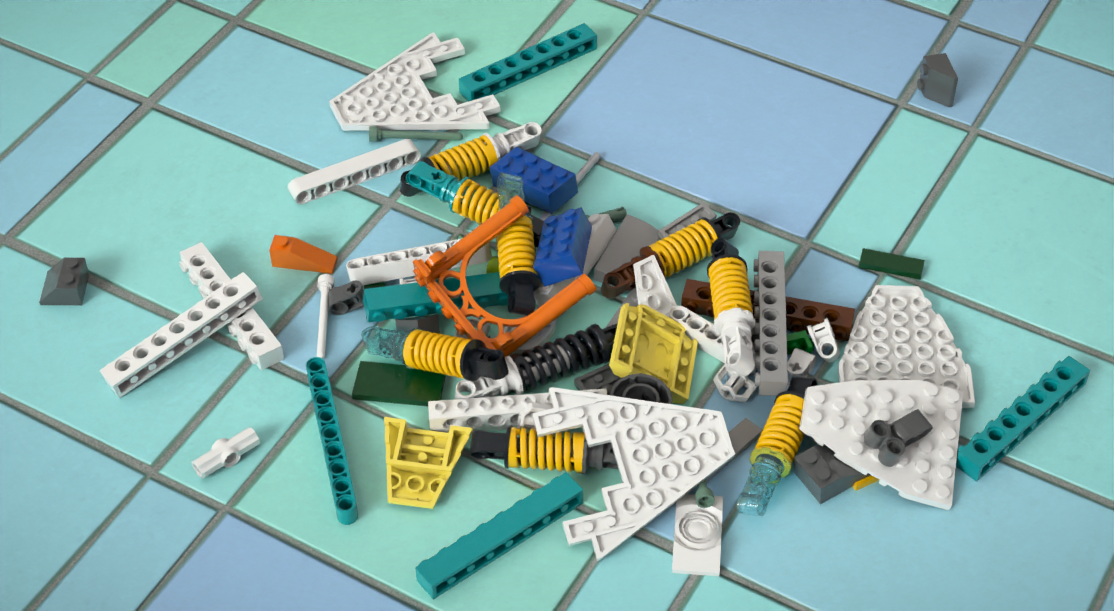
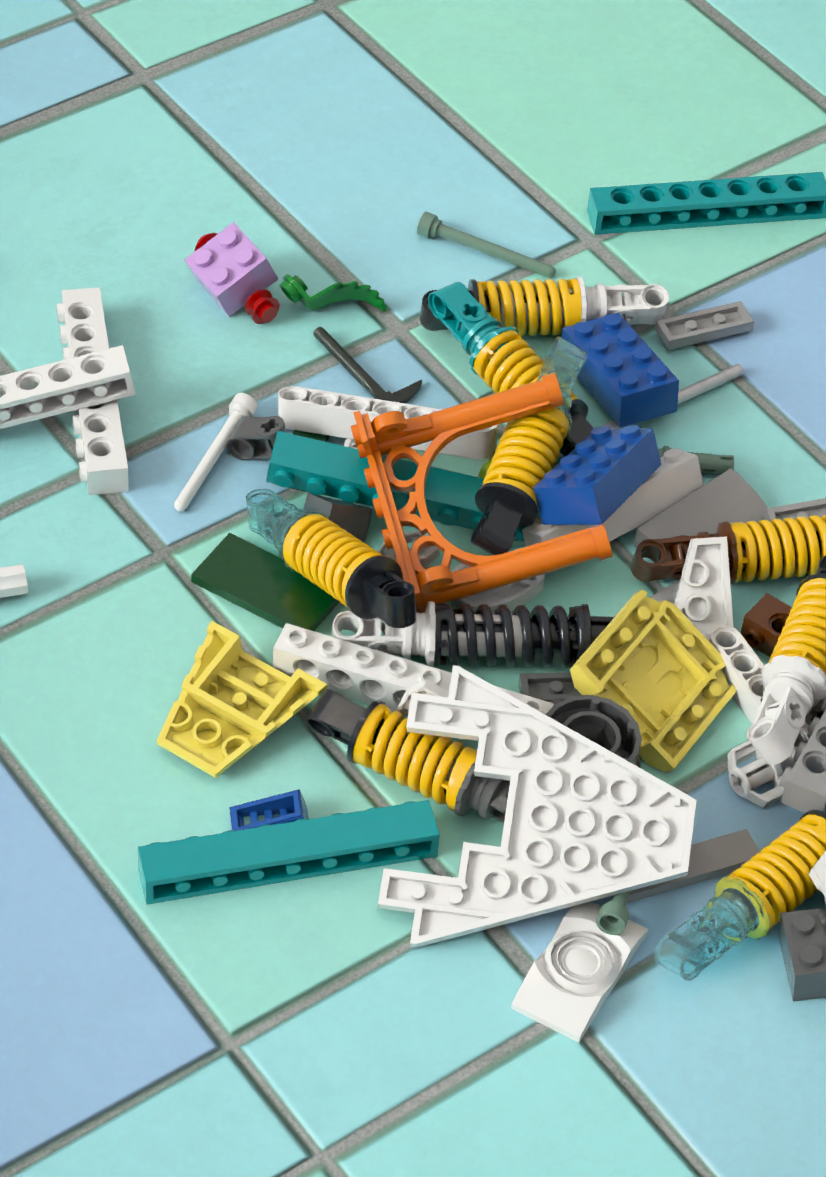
camera: 20 degrees right, 0 degrees up
(277, 203) = (235, 274): none -> lavender brick
(300, 255) = (227, 355): orange slope -> none
(319, 200) = (295, 290): none -> green plant
(332, 441) = (125, 628): teal beam -> none
(354, 171) = (375, 265): white beam -> none
(399, 100) = (493, 189): white wing -> none
(414, 241) = (401, 396): none -> pearl dark grey piece
(479, 509) = (281, 804): none -> blue slope
(564, 136) = (704, 325): none -> light grey plate

